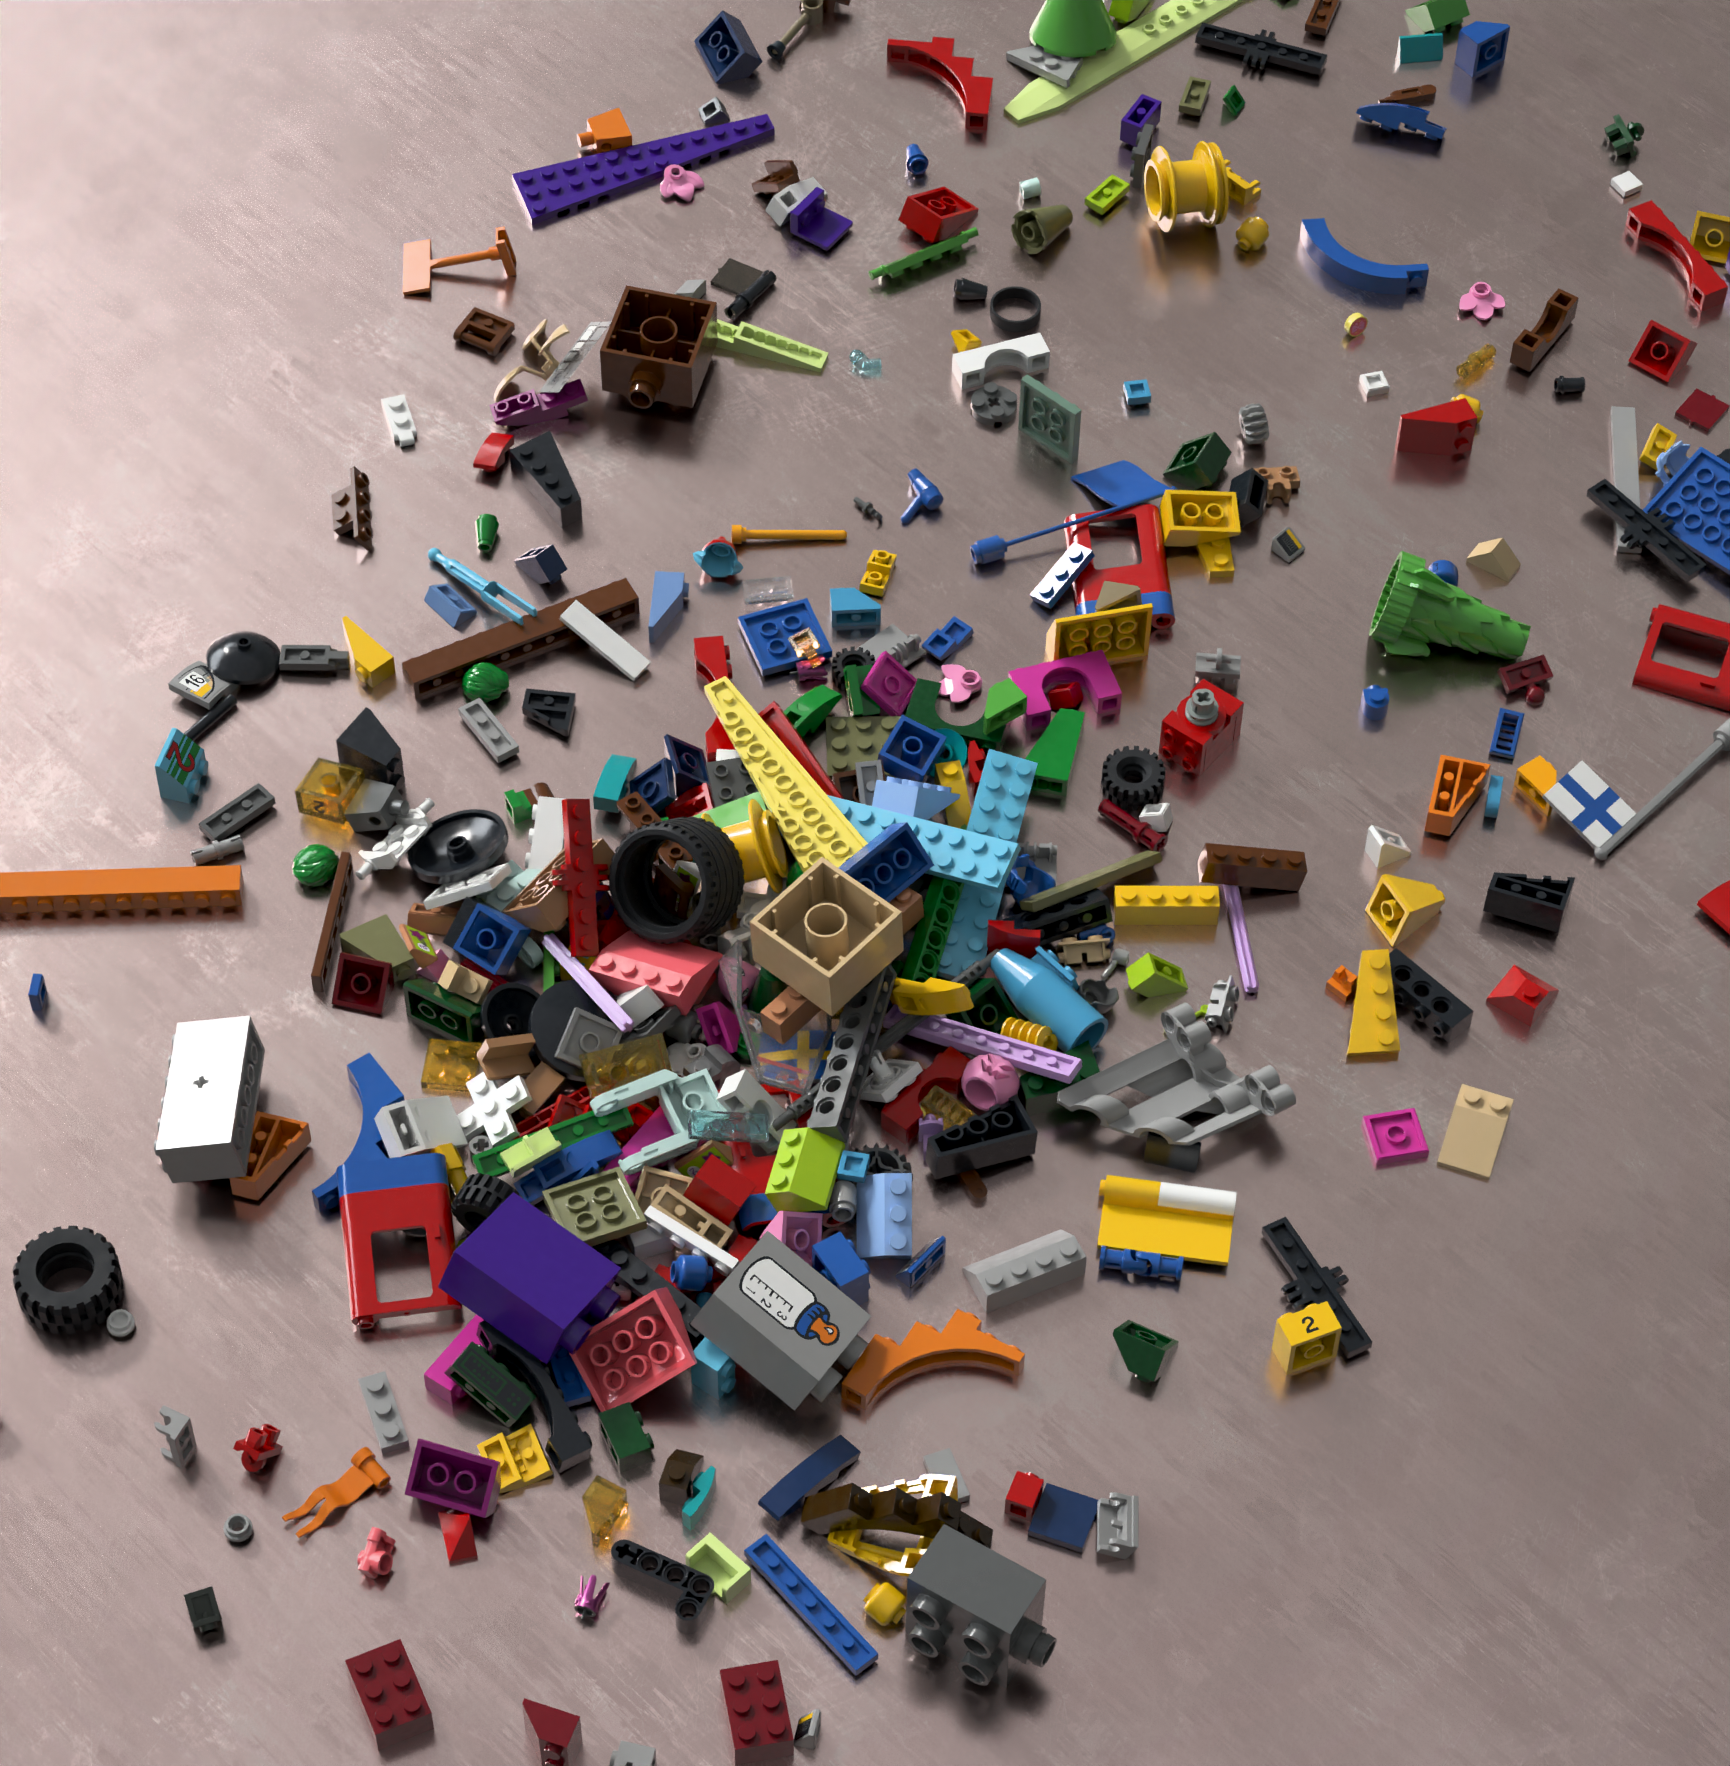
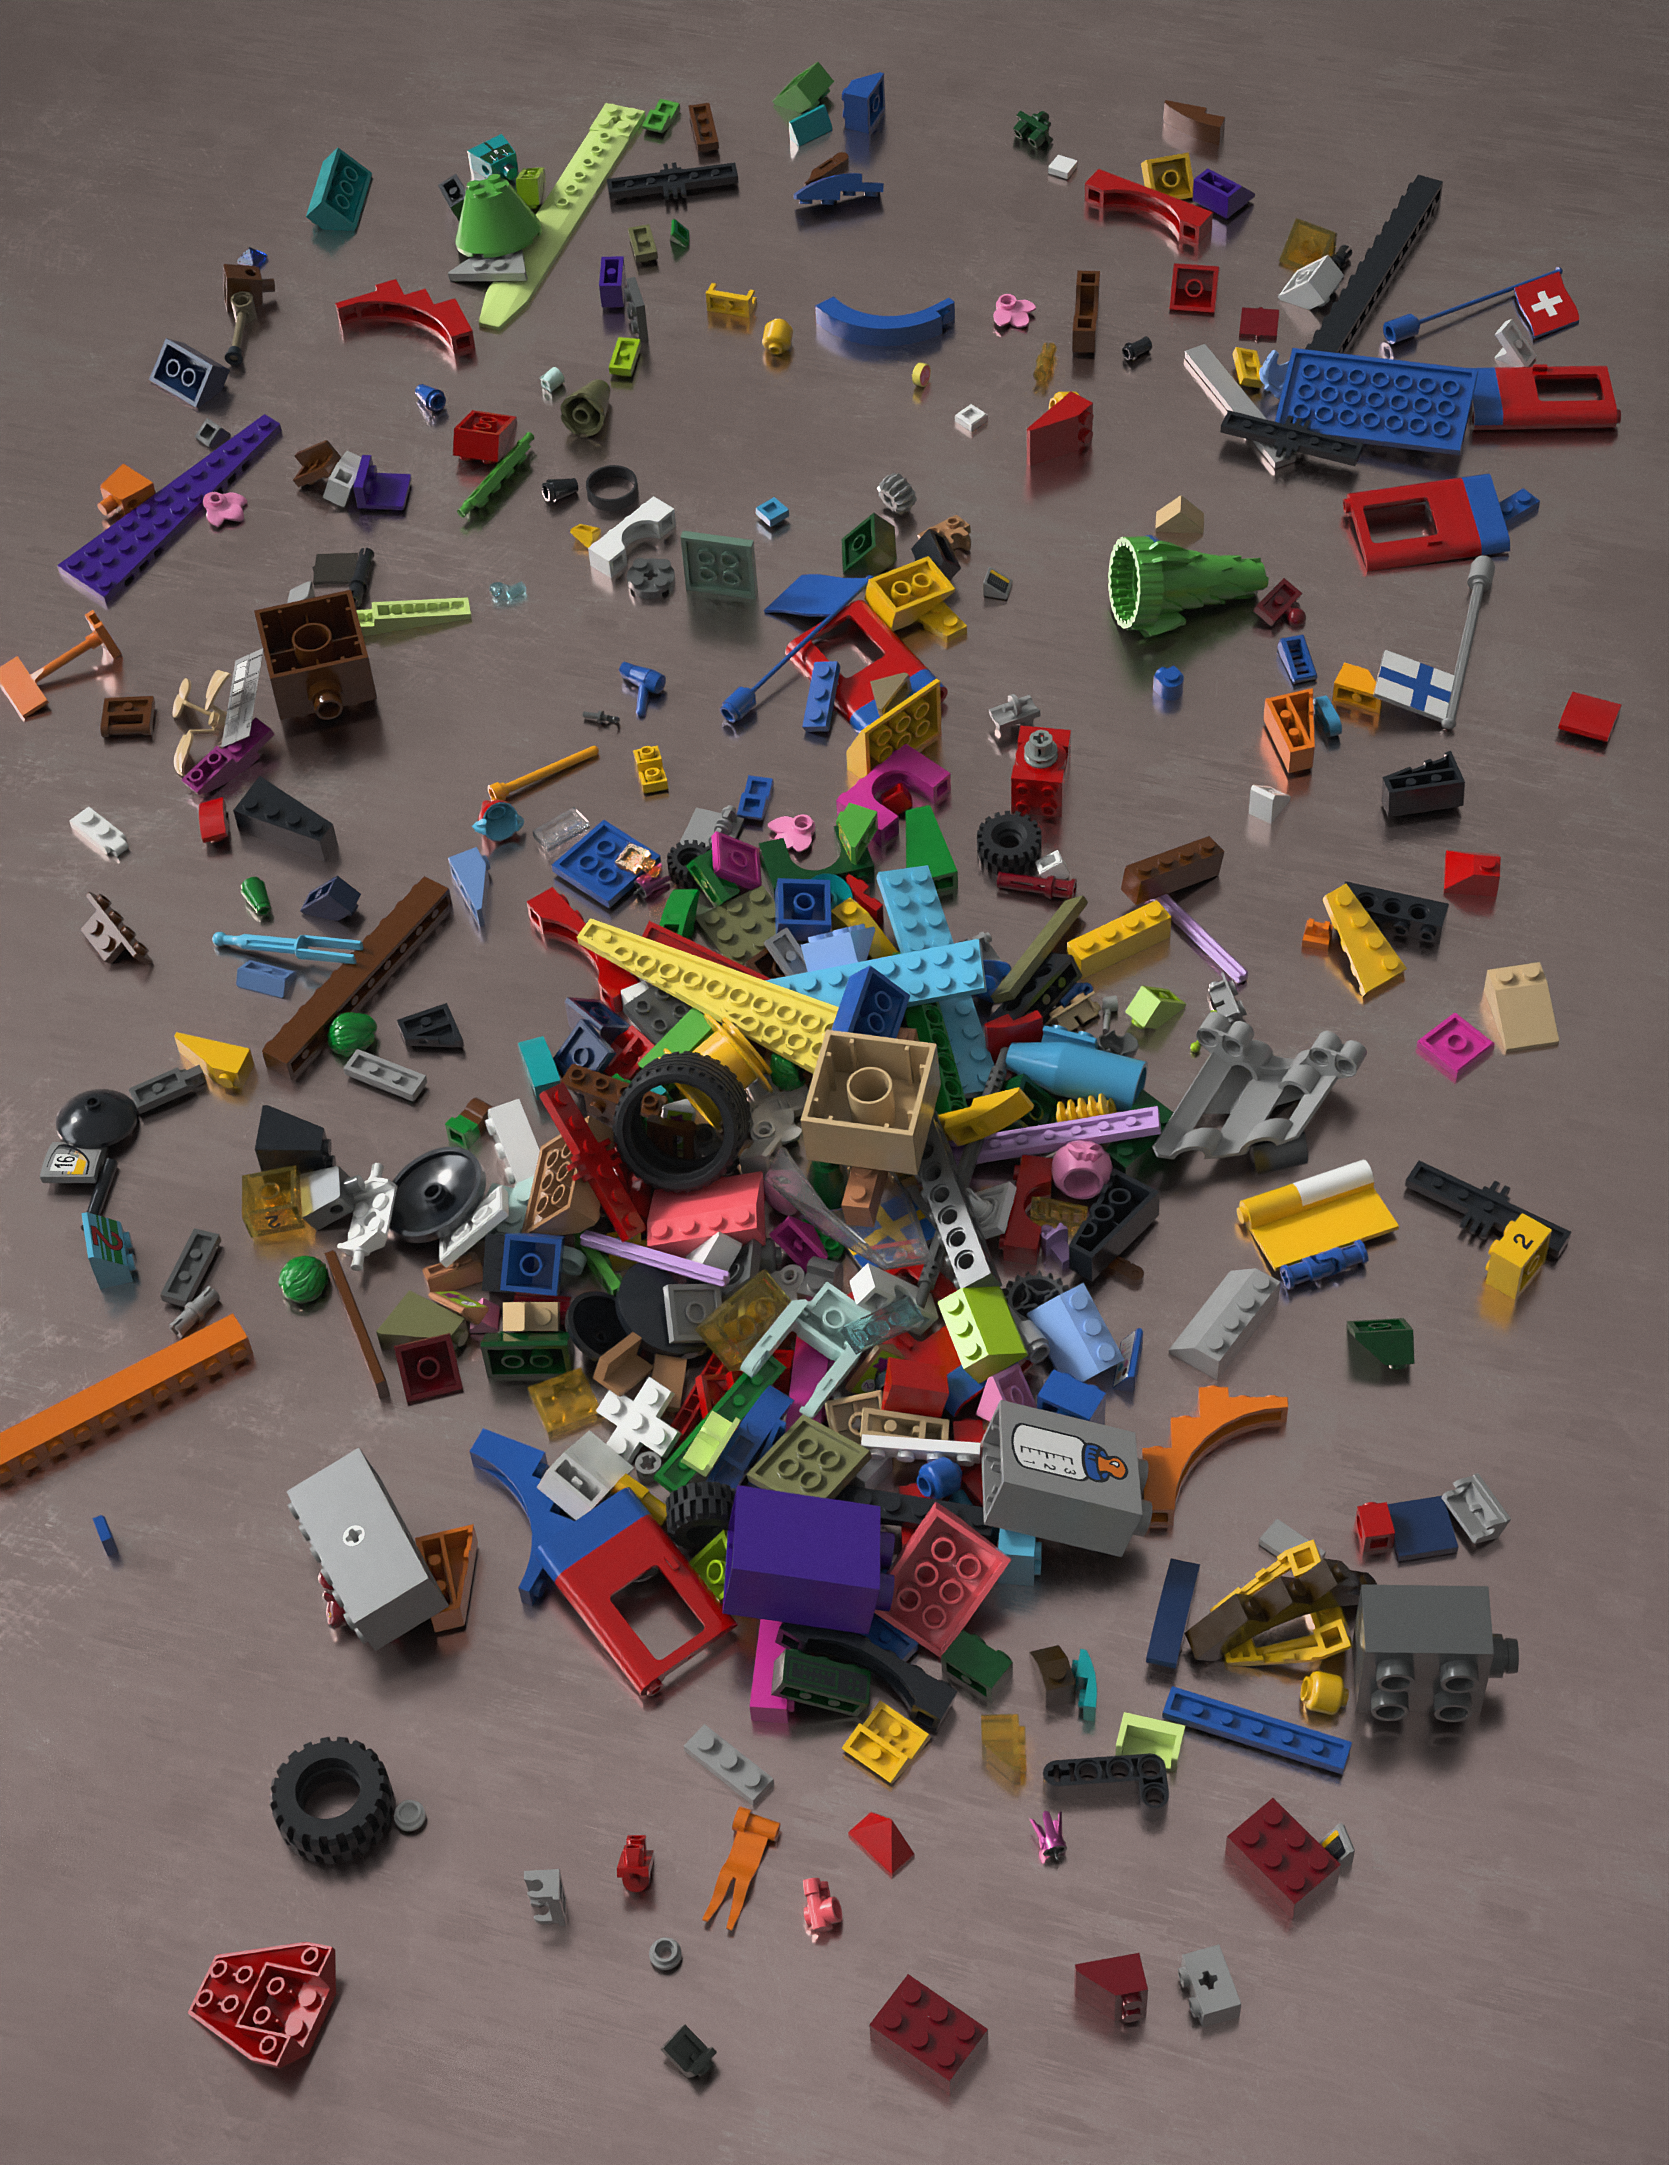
camera: 25 degrees left, 0 degrees up
(454, 1479) = (851, 1791): magenta slope -> none
(604, 640) = (442, 941): white tile -> none
(853, 608) = (651, 810): dark azure slope -> none
(853, 1166) = (1023, 1303): dark azure plate -> none
(1187, 186) = (708, 312): yellow wheel -> none
(1402, 906) = (1320, 845): yellow slope -> none

